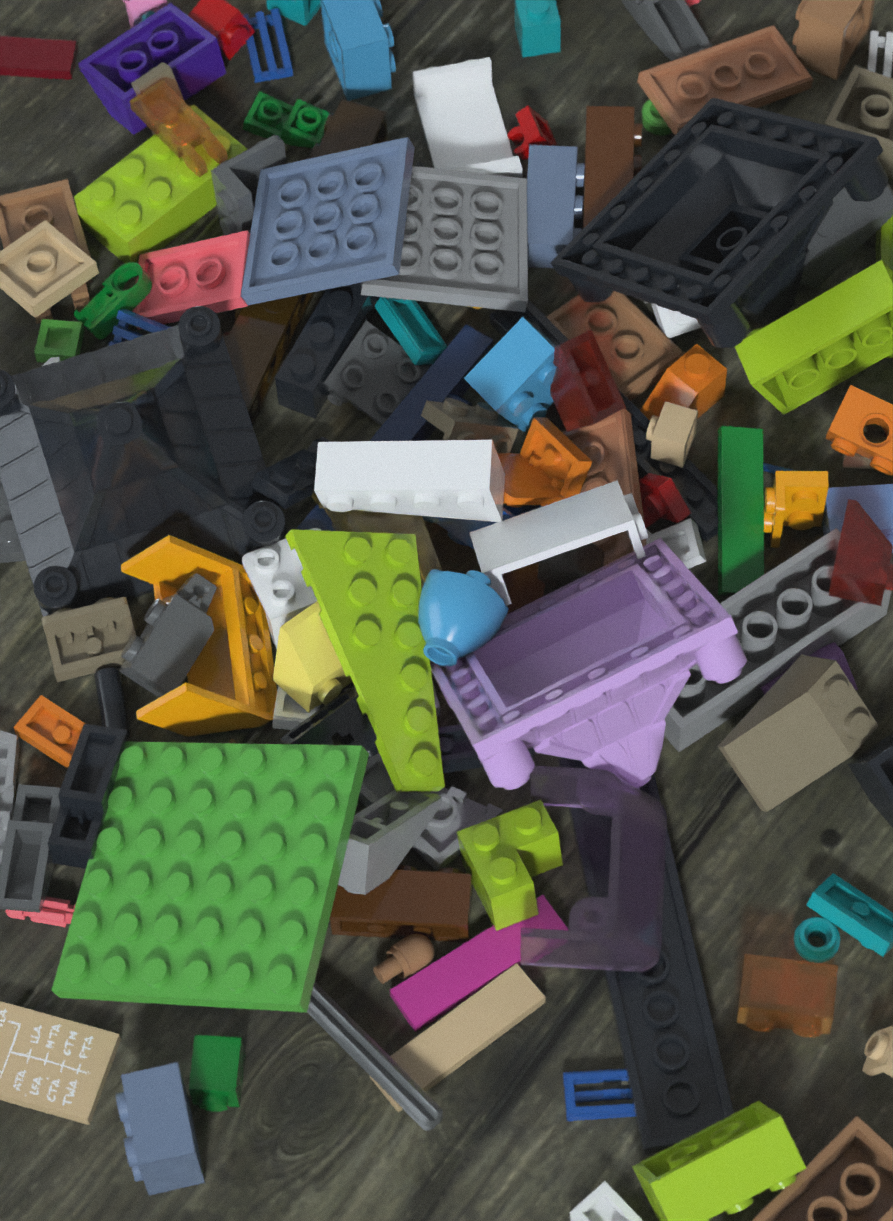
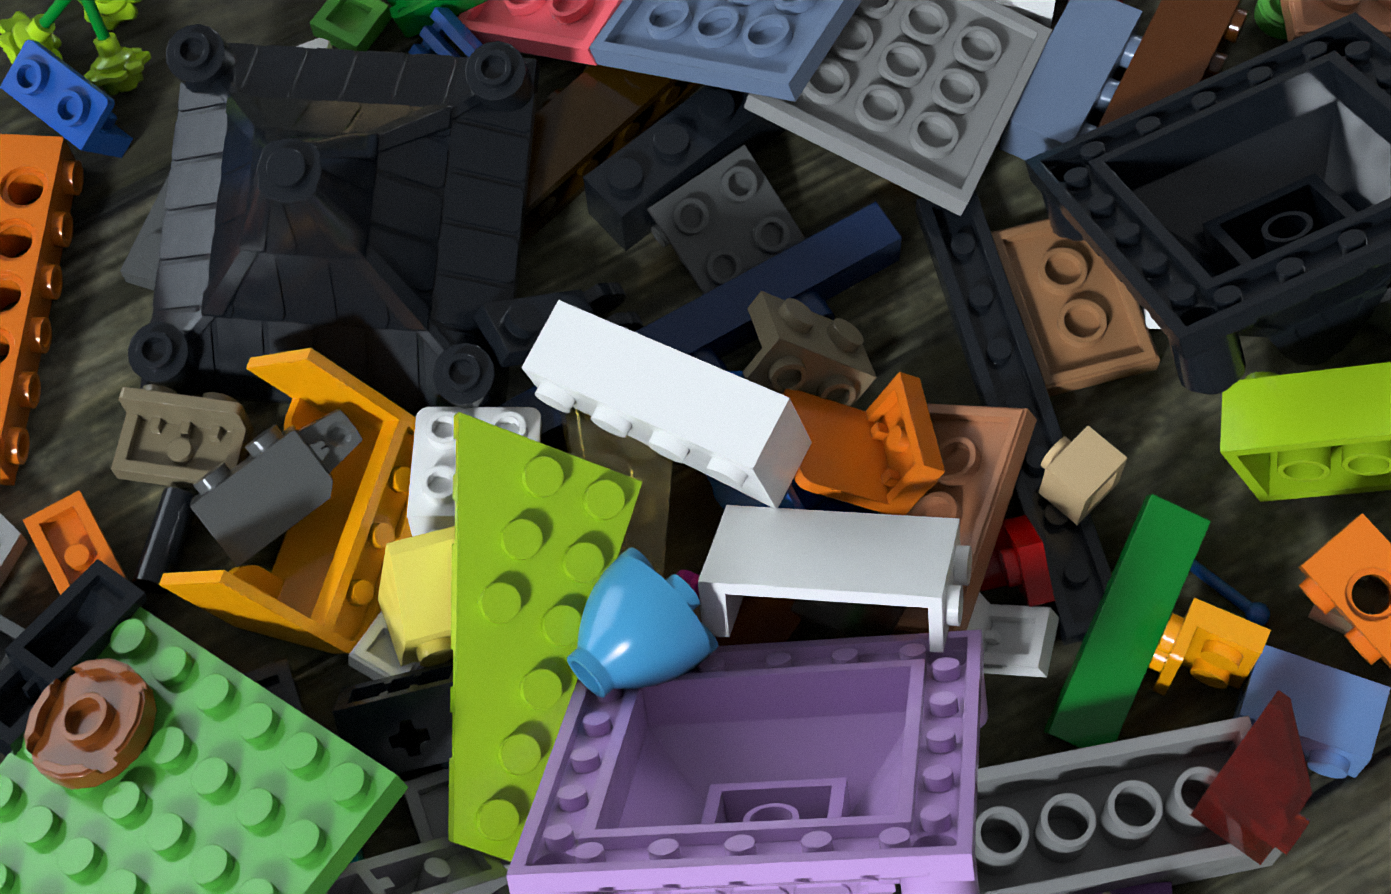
camera: 25 degrees right, 5 degrees up
(141, 811) = (90, 724): none -> dark orange tile
(411, 329) = (804, 183): teal tile -> none
(517, 375) = (911, 306): dark azure brick -> none
(583, 383) = (983, 353): clear red slope -> none
(691, 382) = (1137, 411): orange slope -> none

